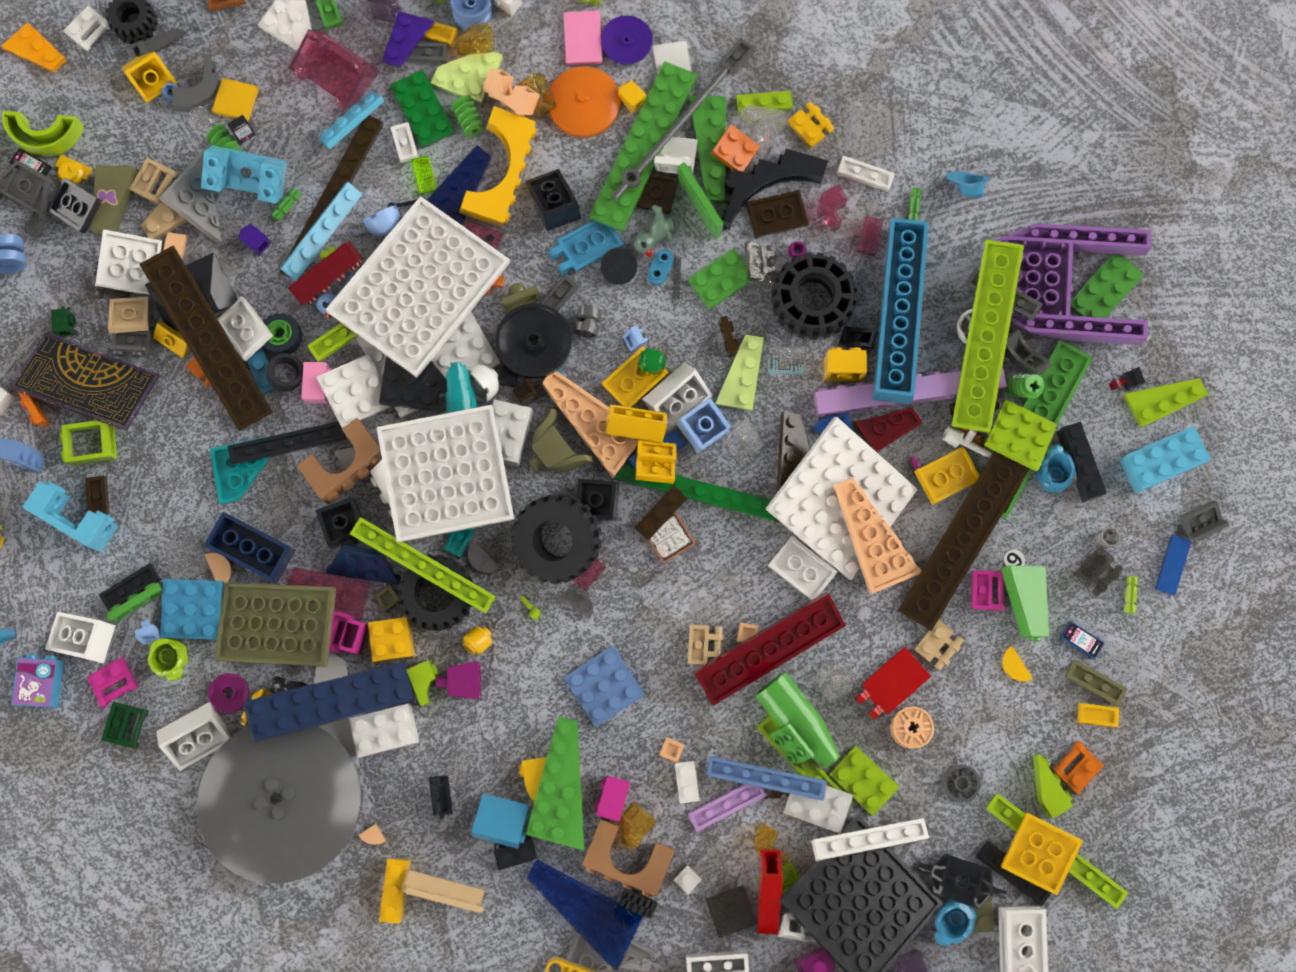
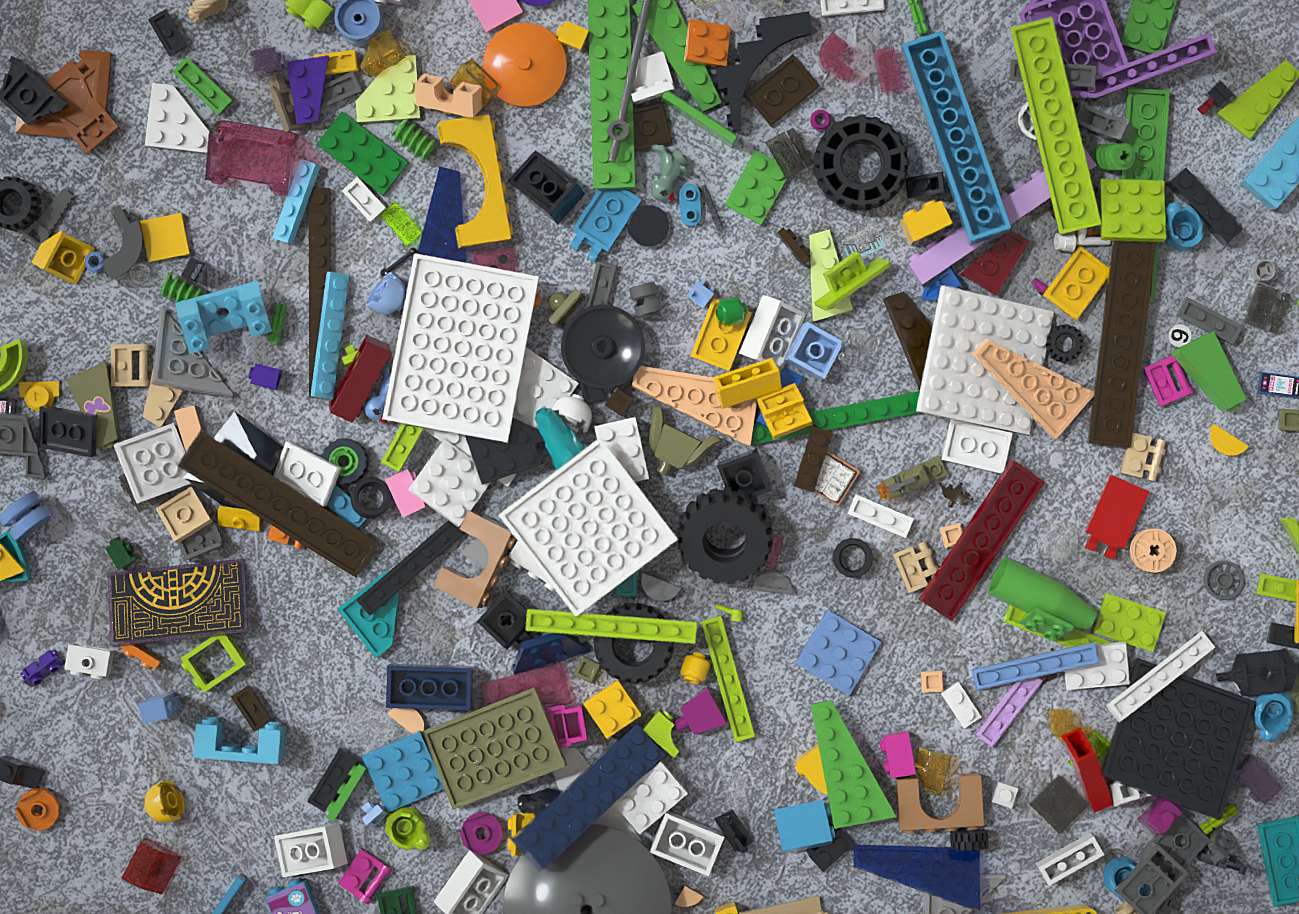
camera: 20 degrees left, 10 degrees up
(380, 41) = (284, 103): none -> dark tan hinge
(394, 785) = (687, 843): none -> white brick
(500, 663) = (728, 678): none -> lime plate
(651, 597) = (868, 557): none -> black tyre
(694, 588) = (880, 516): none -> white plate
(735, 569) = (911, 479): none -> olive plate
(760, 378) = (848, 277): none -> lime bracket
(765, 601) = (955, 494): none -> dark brown piece
(926, 516) = (1077, 343): none -> black tyre
(1044, 556) = (1209, 320): none -> dark grey plate

